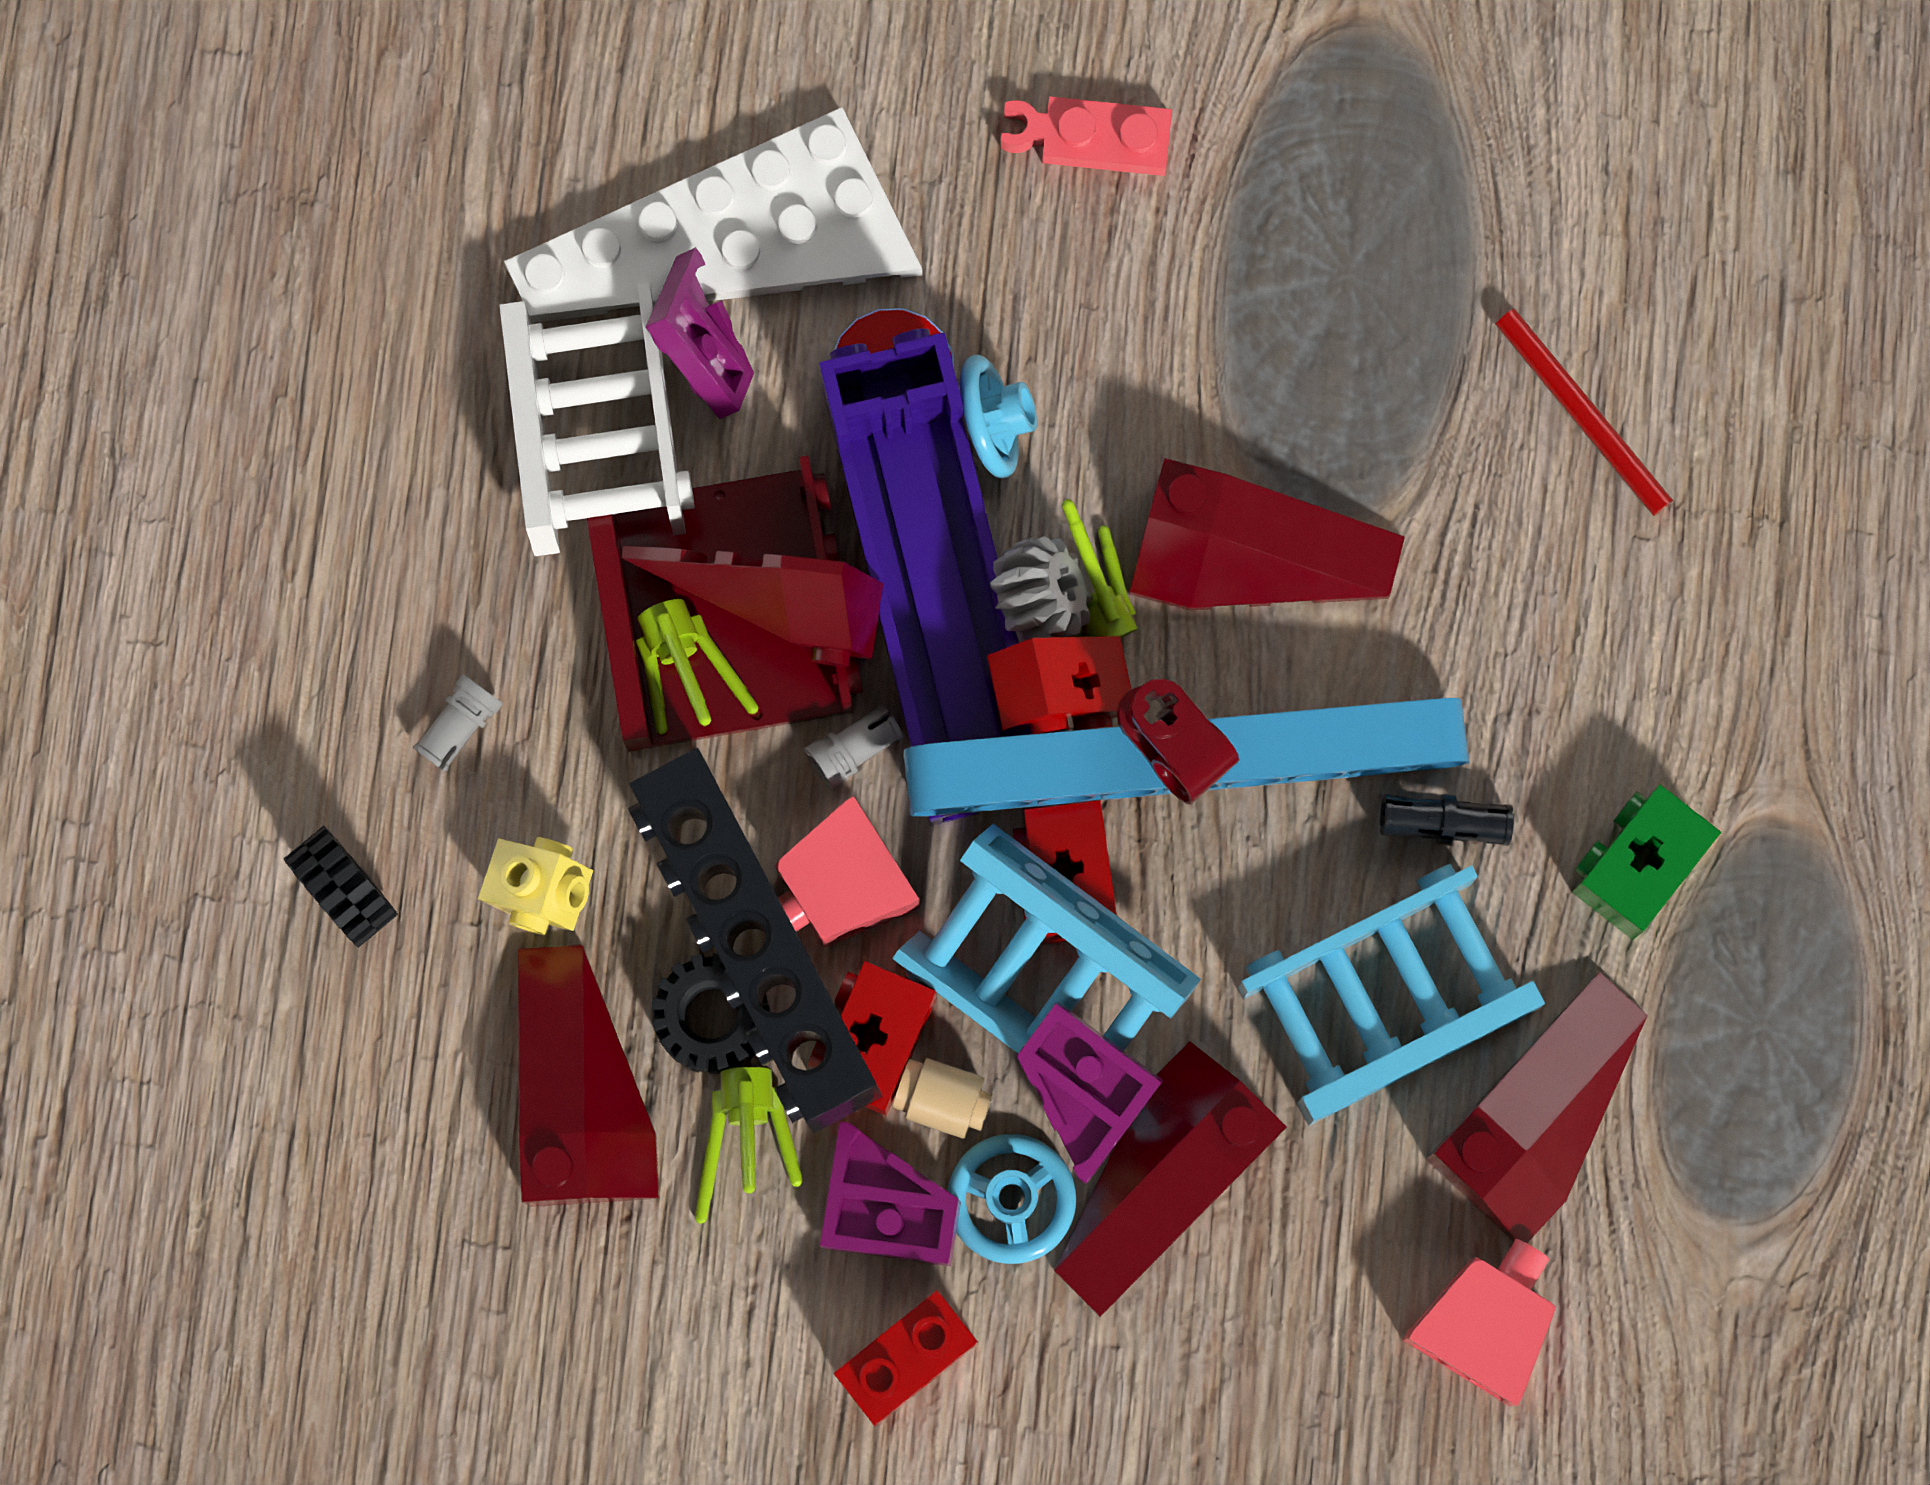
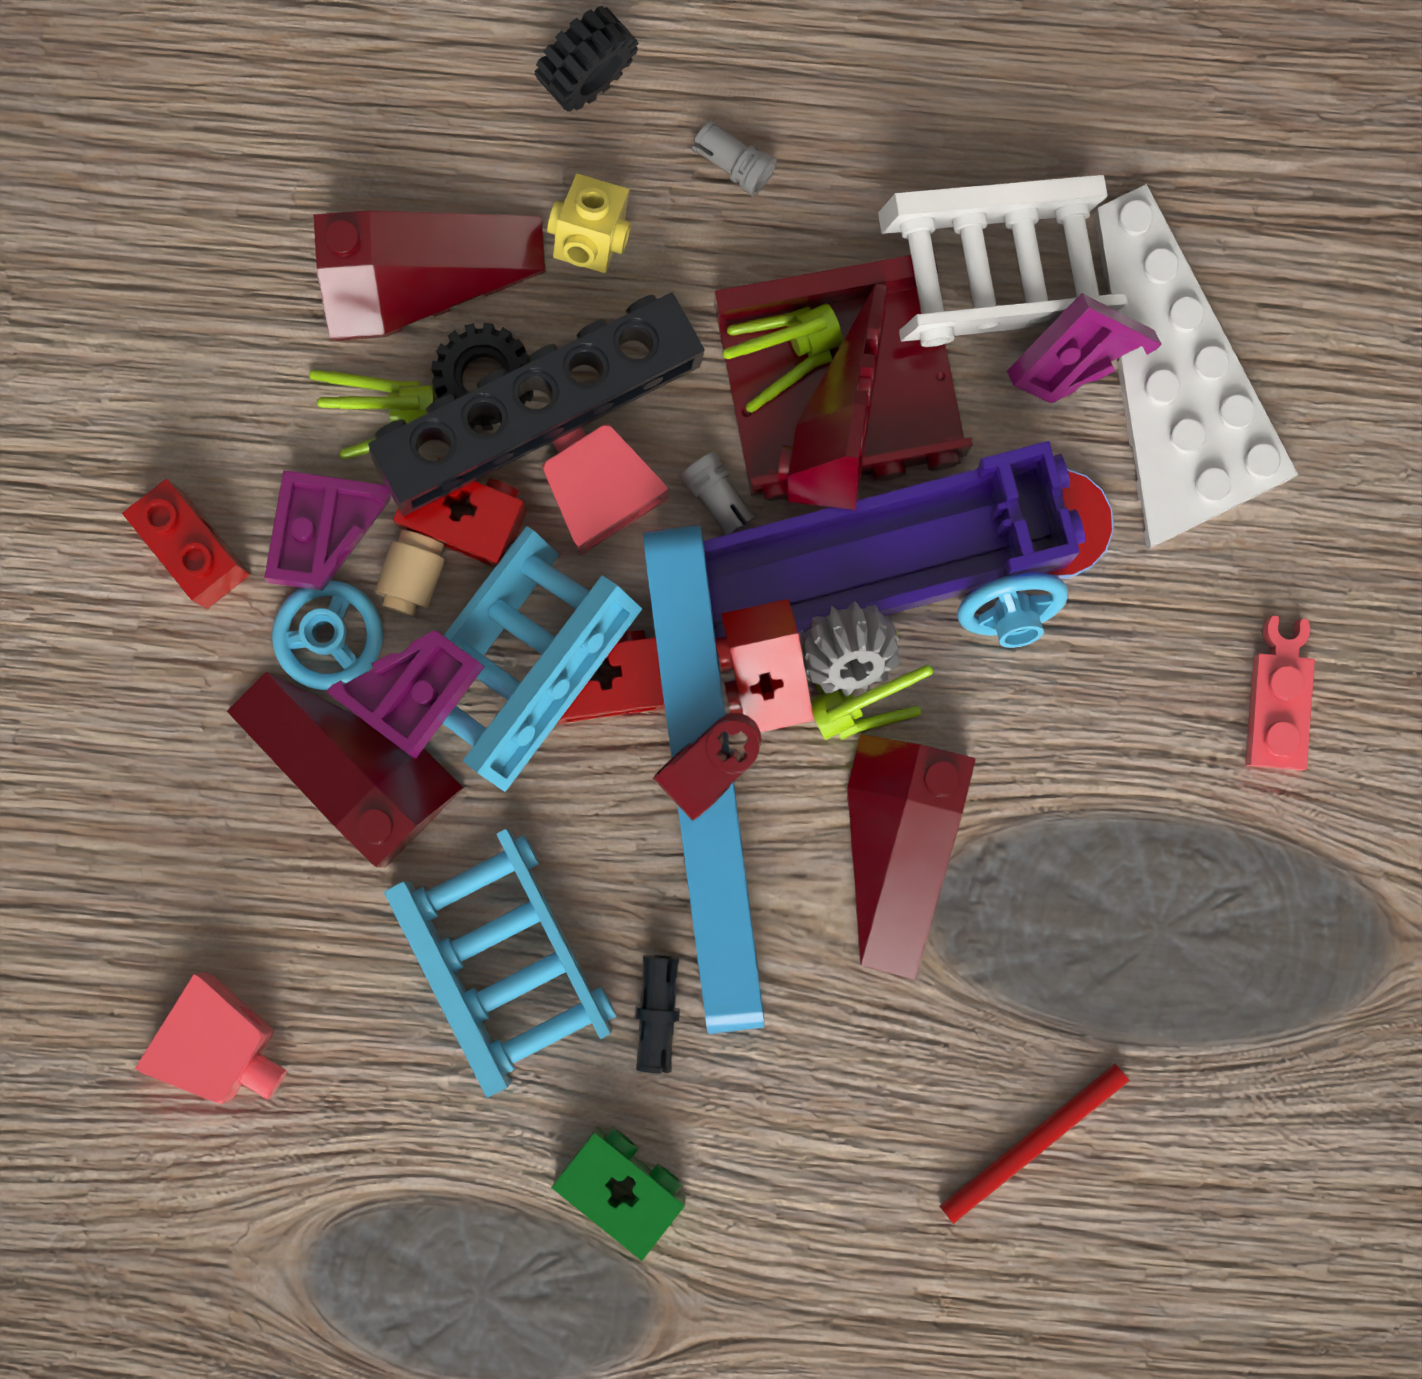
camera: 85 degrees right, 5 degrees up
(1536, 1123) = (391, 1091): dark red wedge -> none

